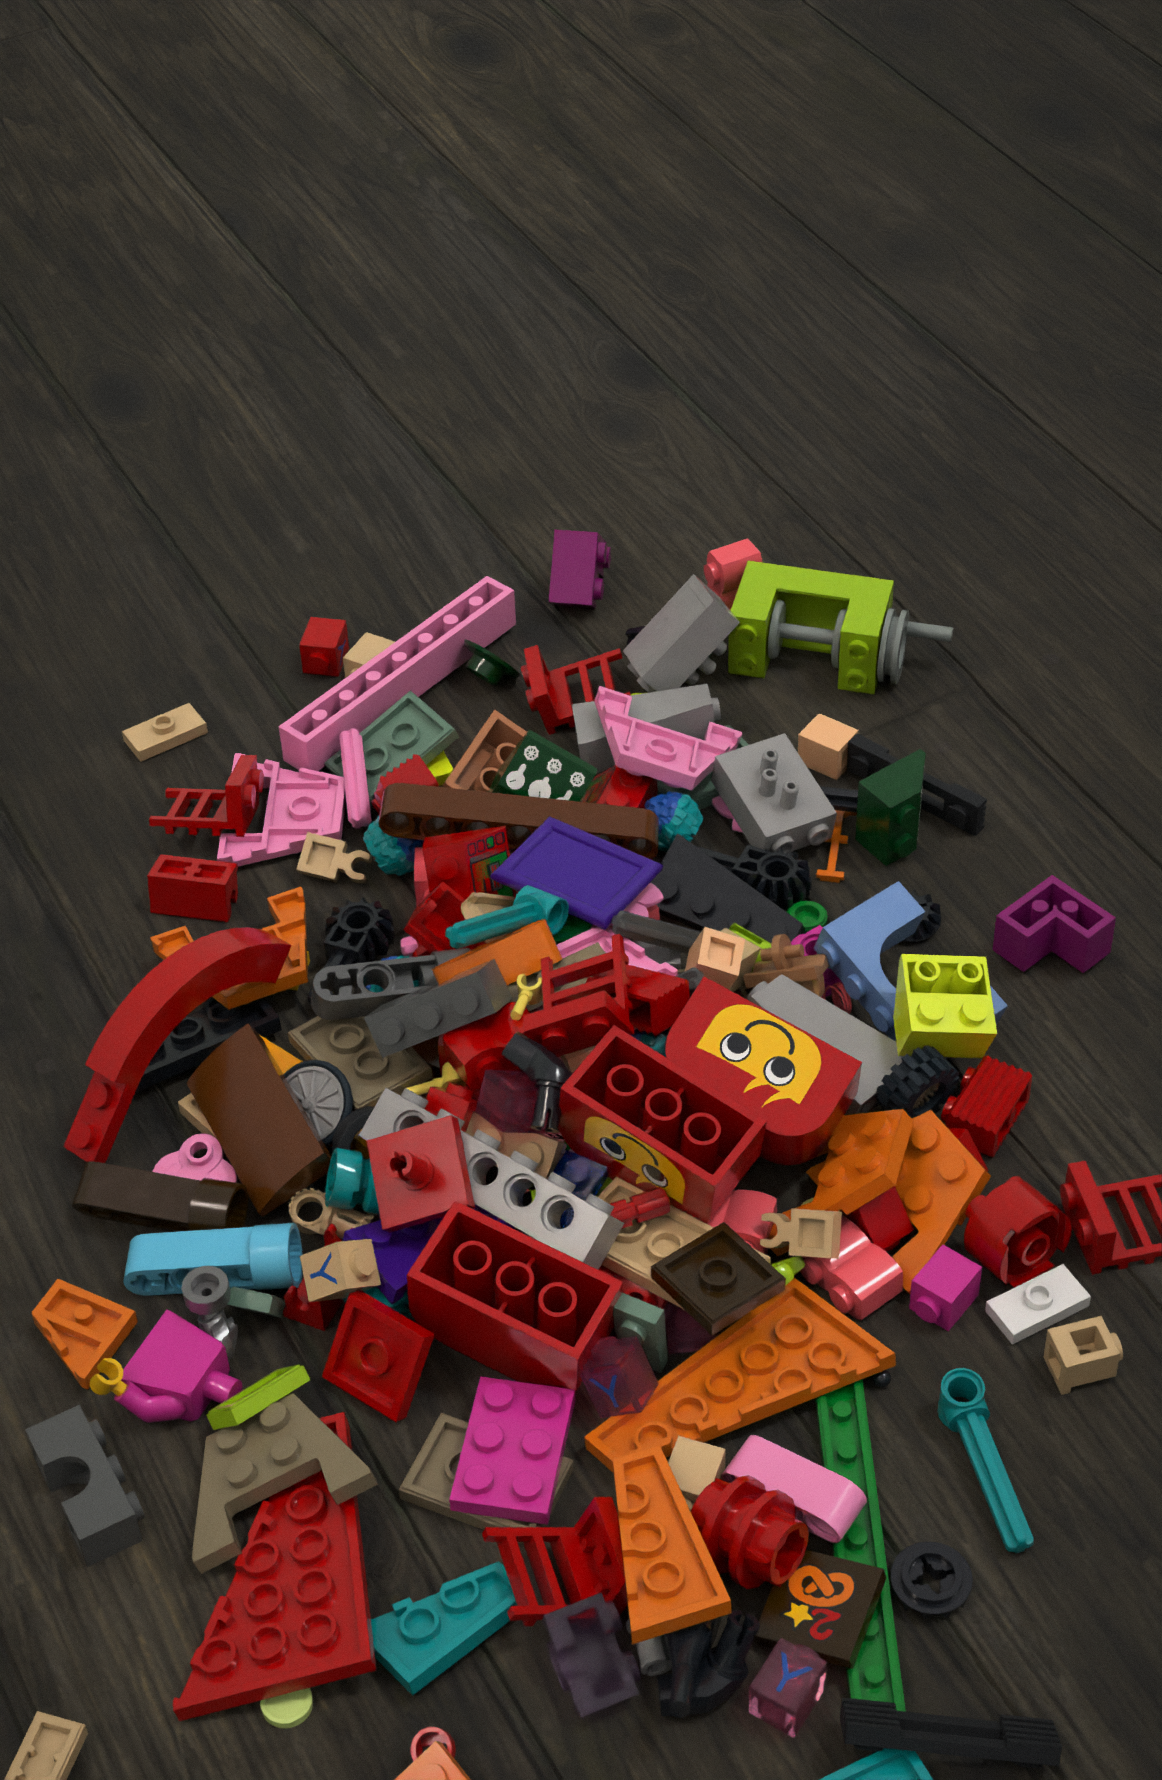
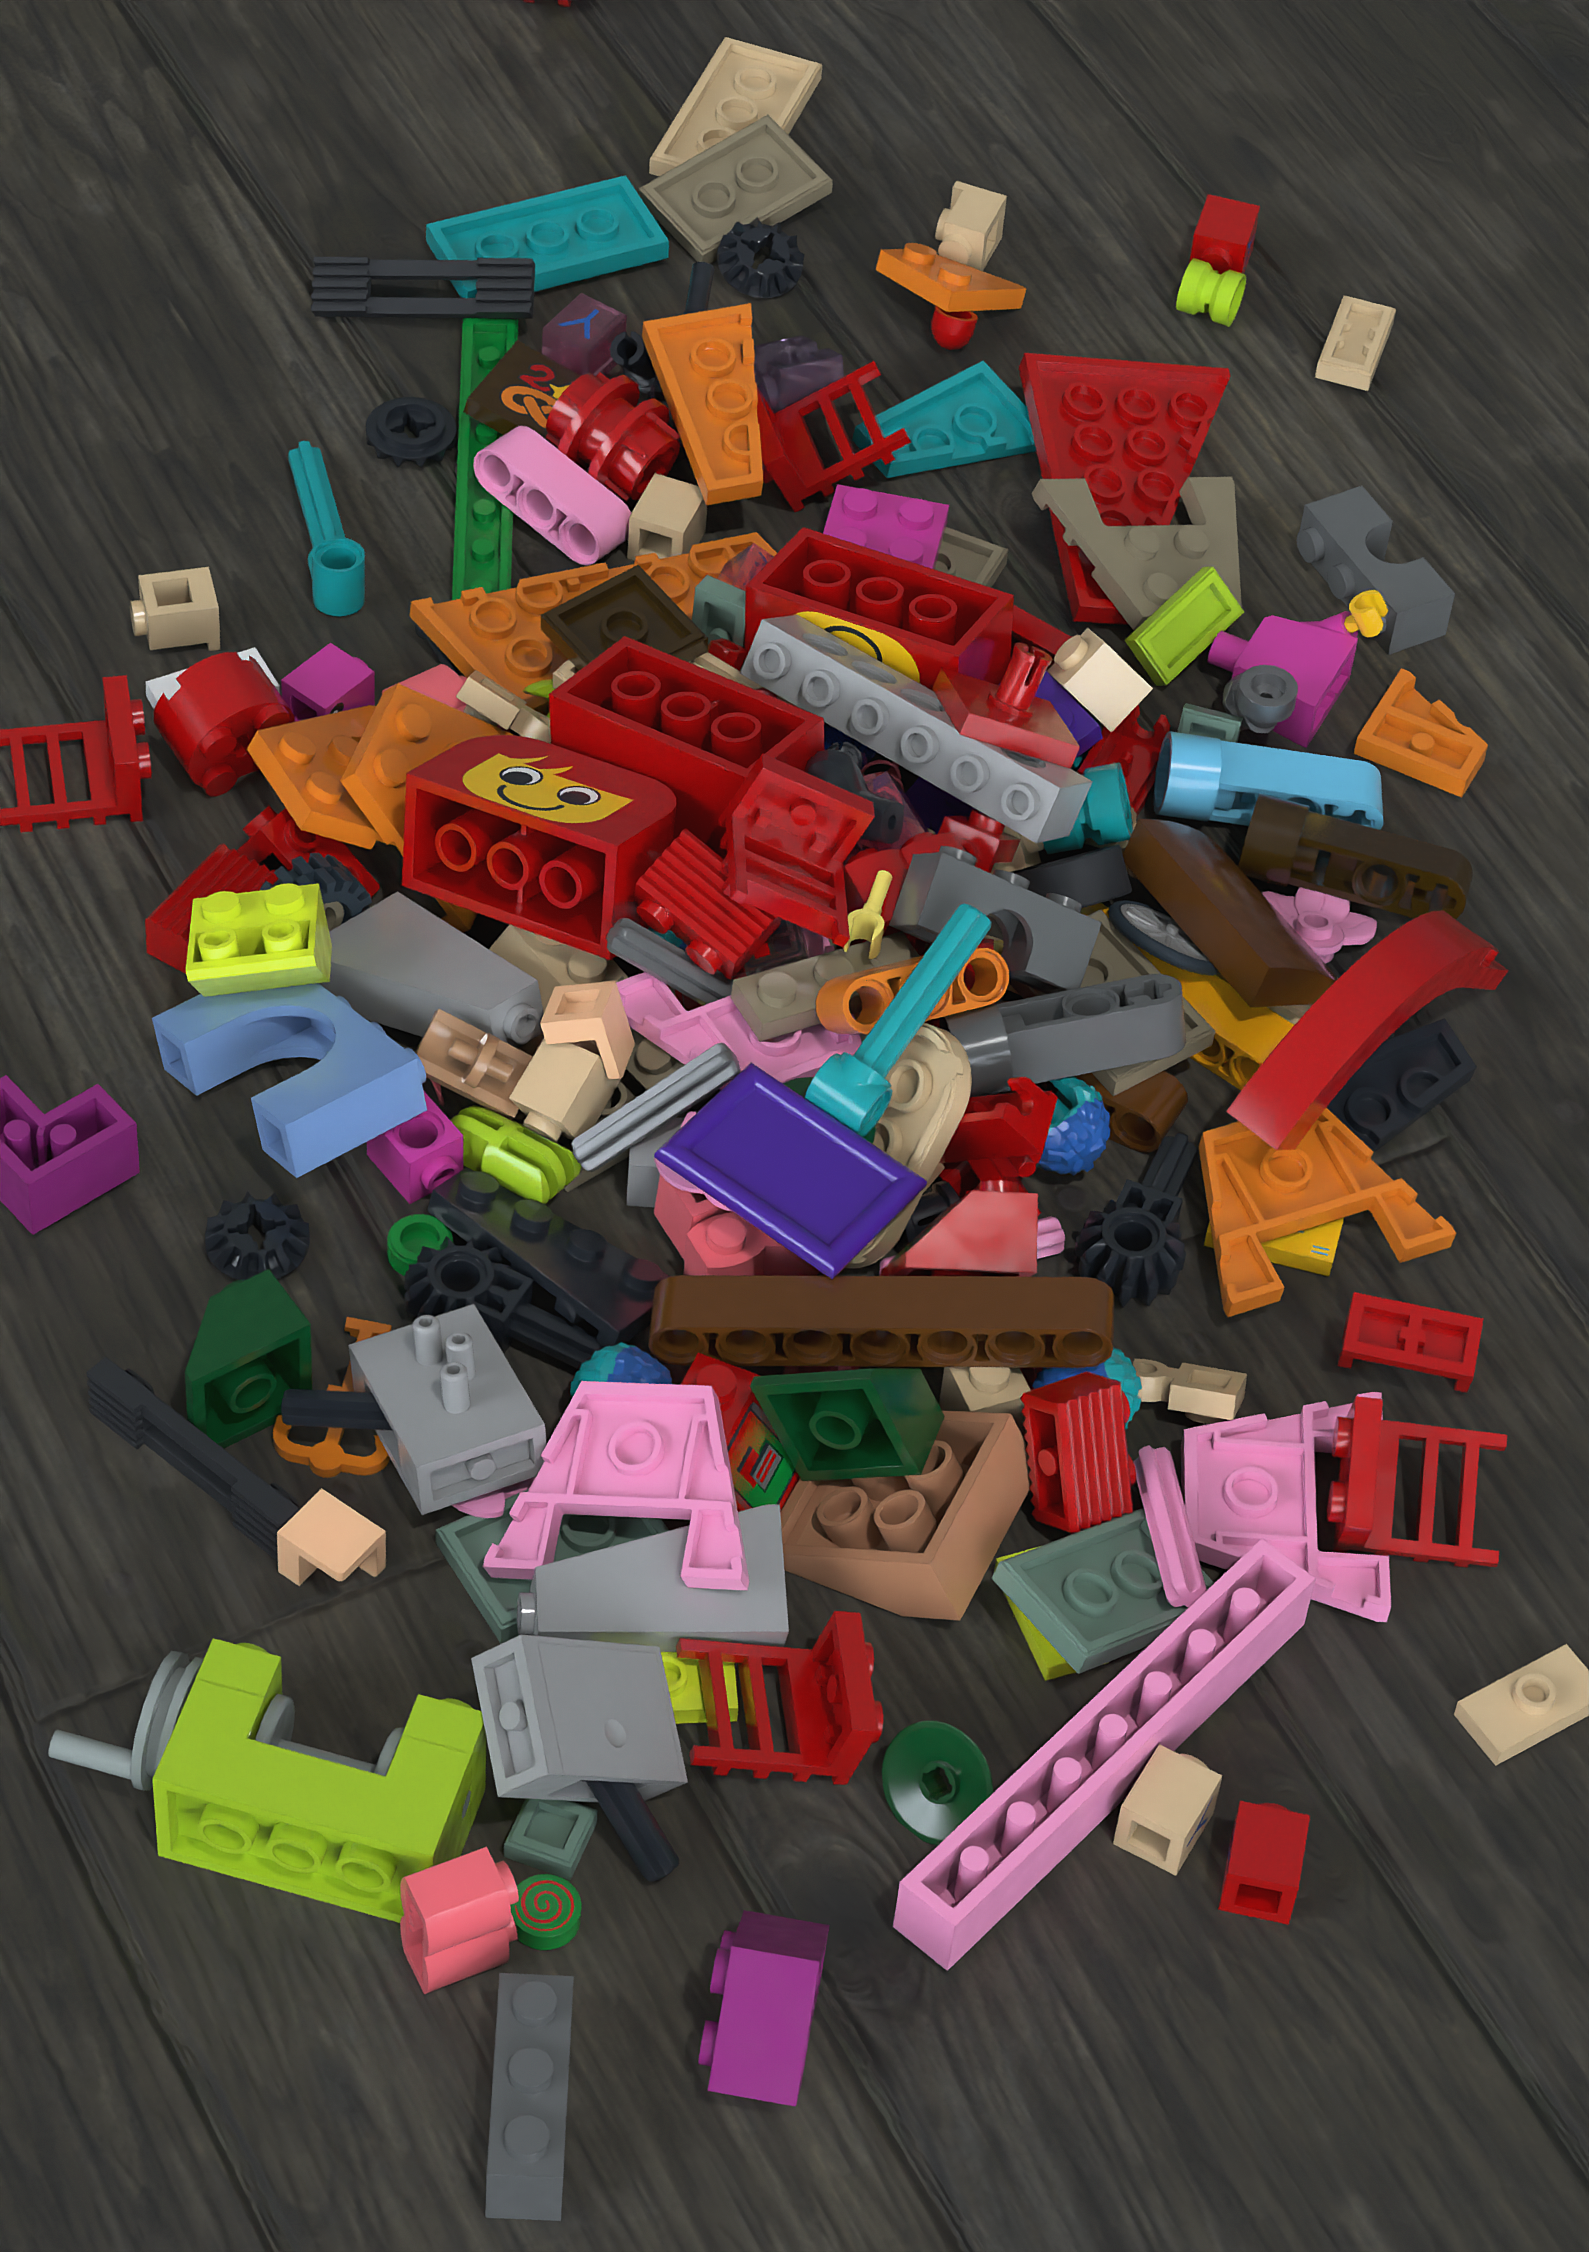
camera: 175 degrees right, 5 degrees up
(689, 535) = (529, 2097): none -> dark grey arch

